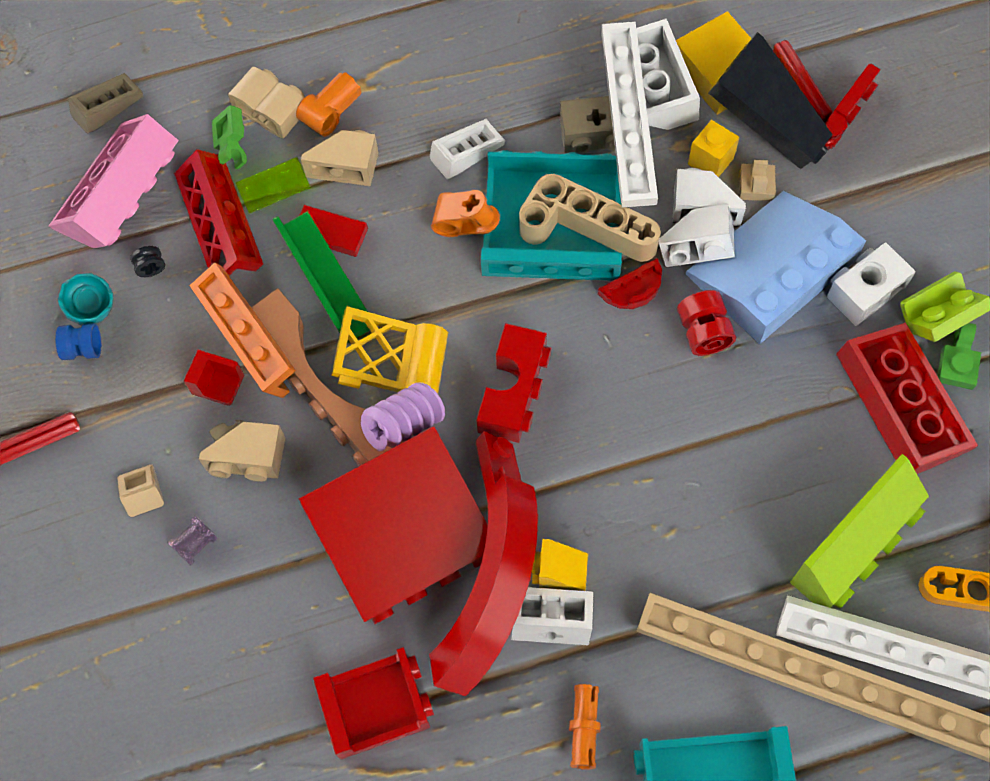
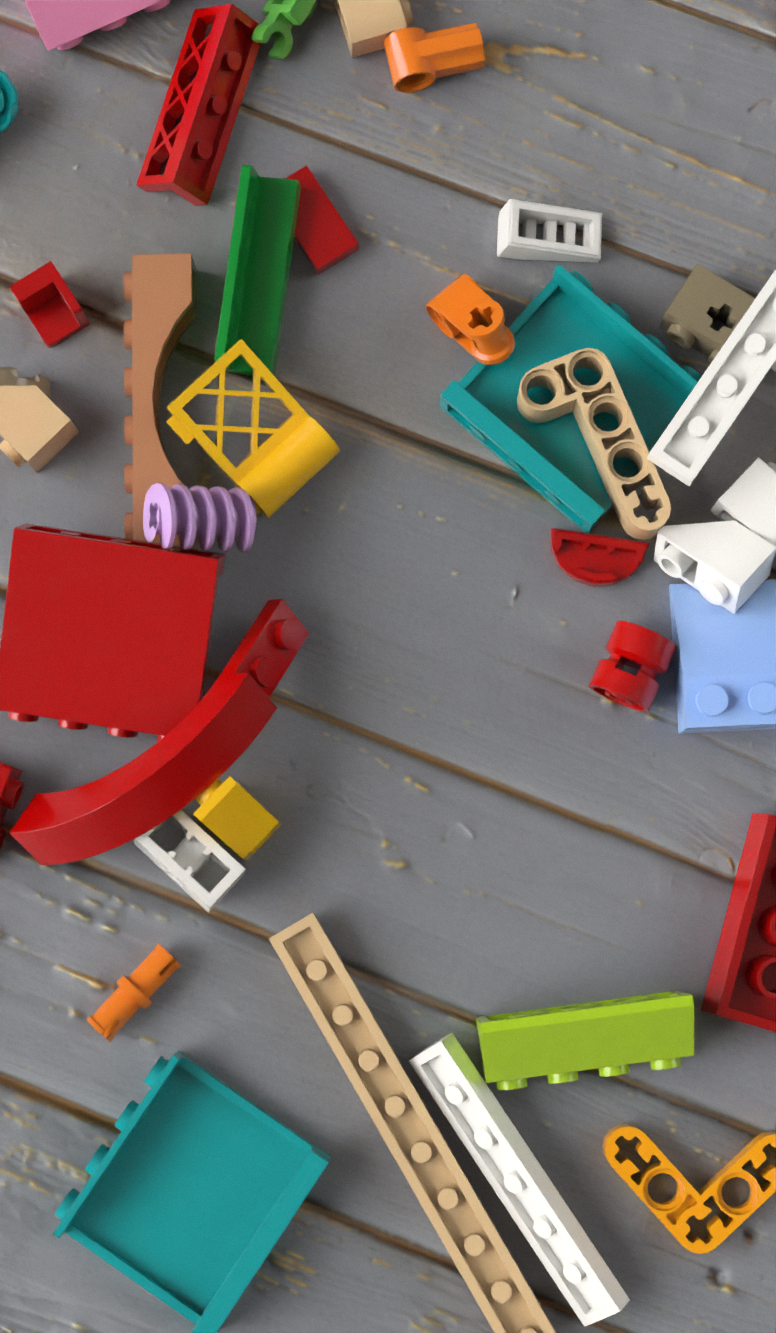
camera: 40 degrees right, 15 degrees up
(147, 261) = (82, 104): black bush -> none
(243, 330) = (115, 274): orange fence -> none
(272, 185) = (293, 110): clear neon green slope -> none
(343, 158) = (396, 140): tan slope -> none
(507, 411) = (332, 596): red arch -> none

